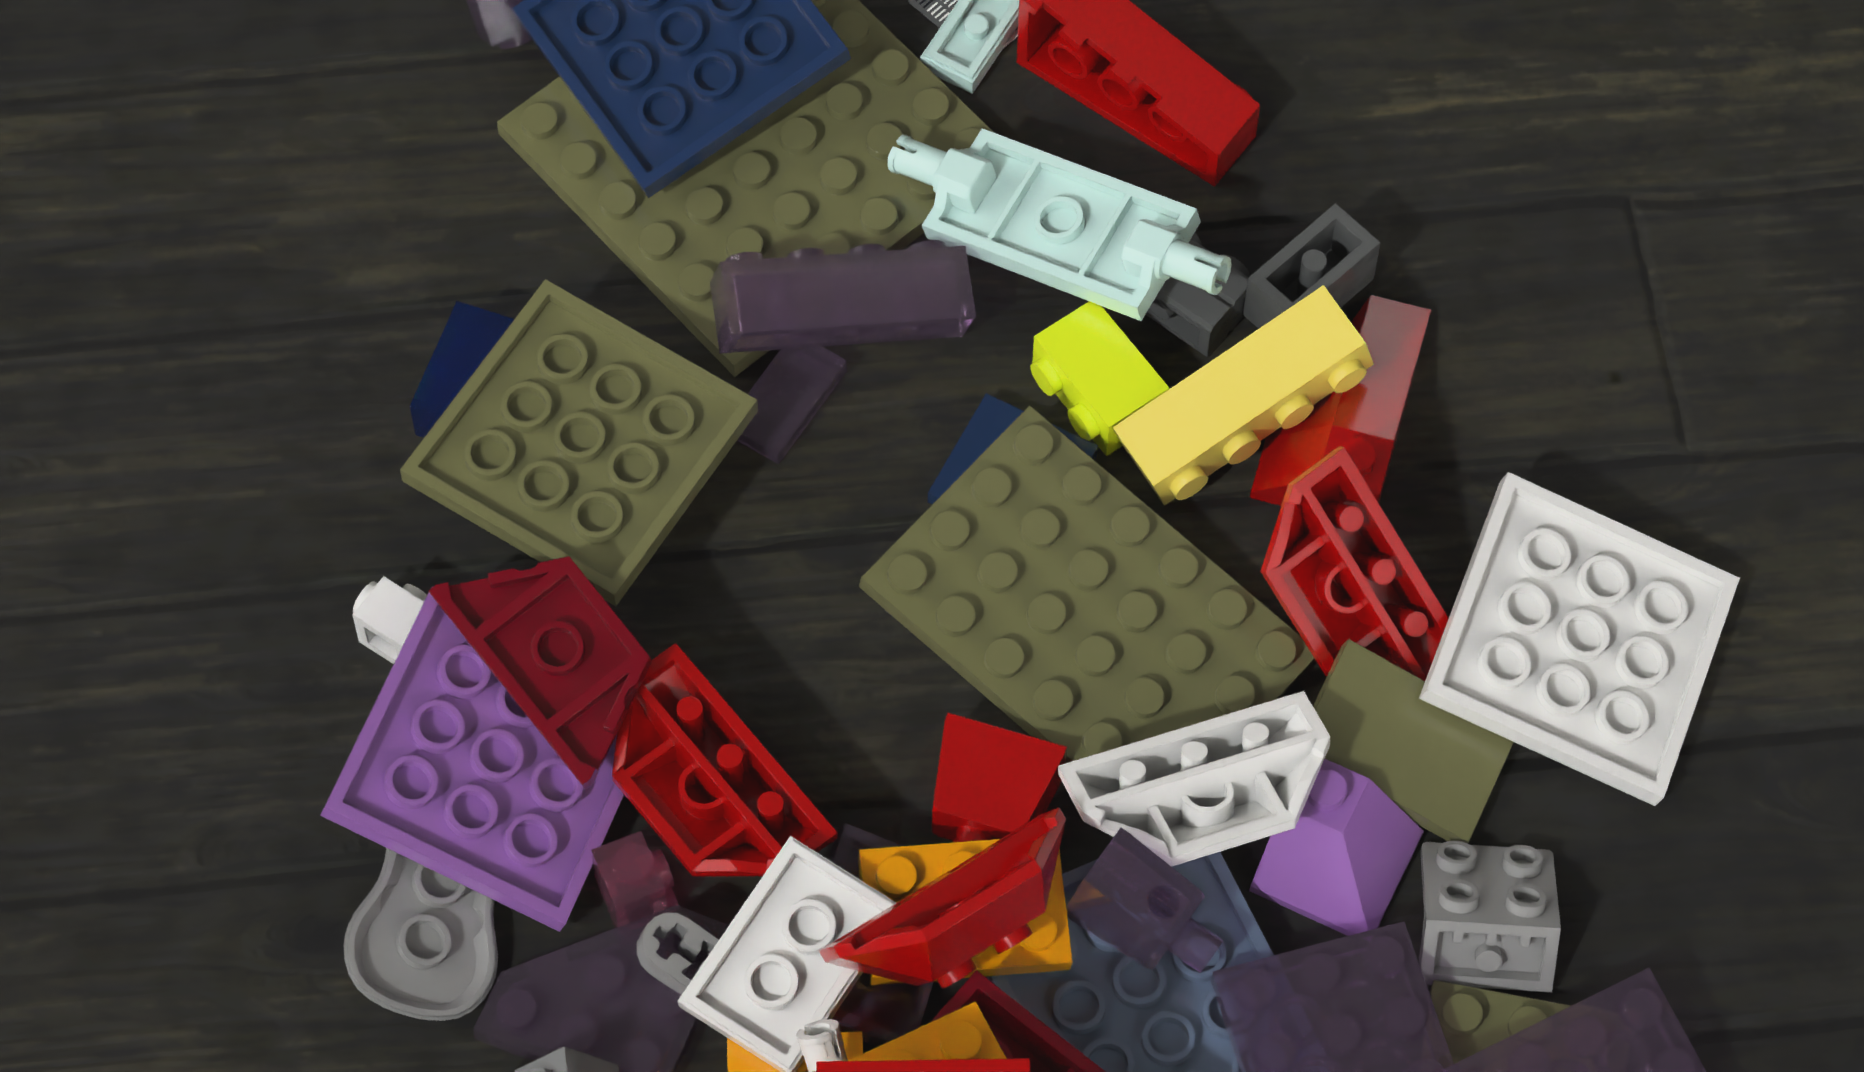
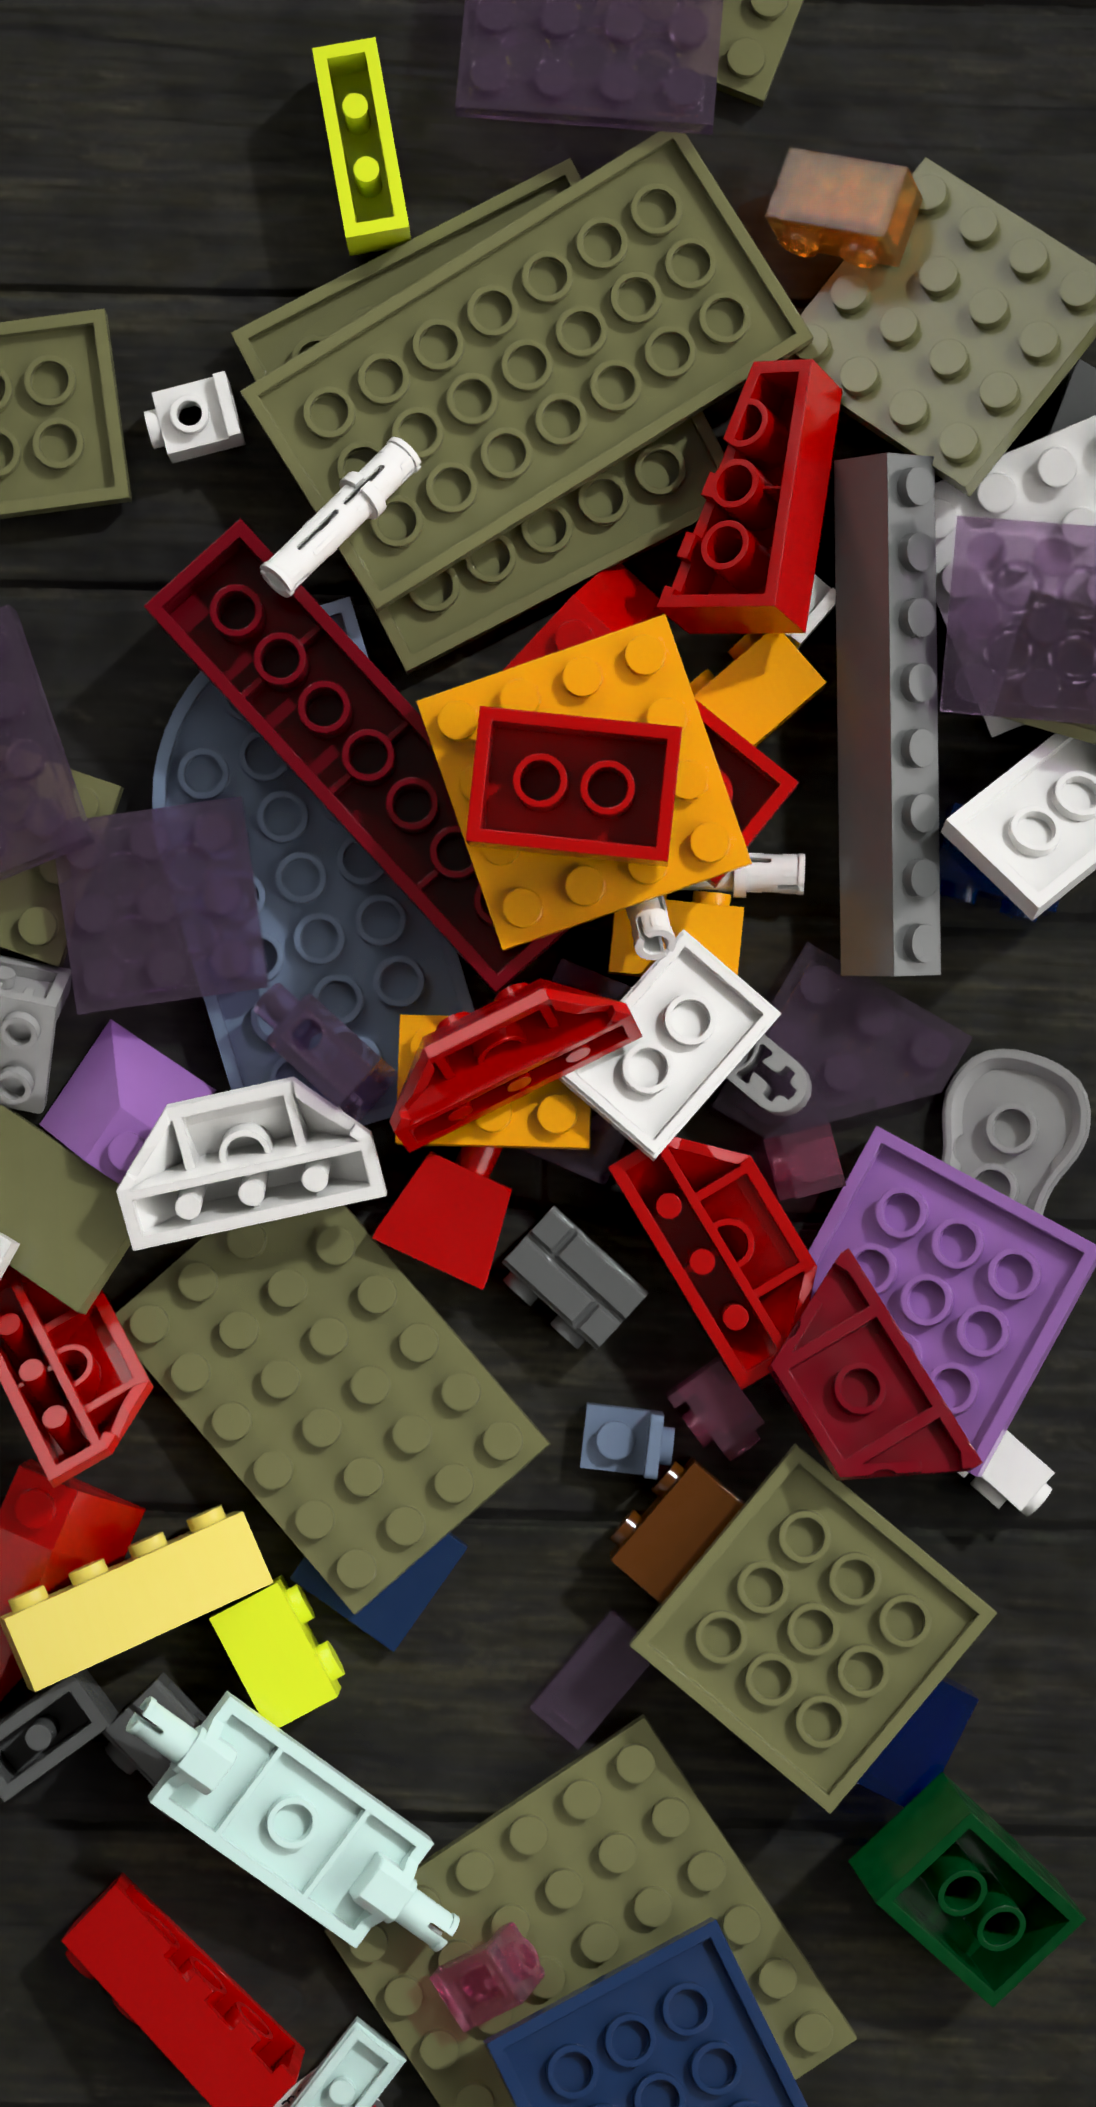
camera: 170 degrees left, 25 degrees up
(406, 238) = (966, 1890): none -> dark green brick
(702, 637) = (718, 1409): none -> clear pink brick
(723, 531) = (674, 1529): none -> reddish brown brick
(784, 609) = (626, 1440): none -> sand blue bracket
(842, 297) = (526, 1767): clear purple brick -> none
(851, 117) = (489, 1978): none -> clear pink bracket
(857, 745) = (573, 1279): none -> dark grey brick

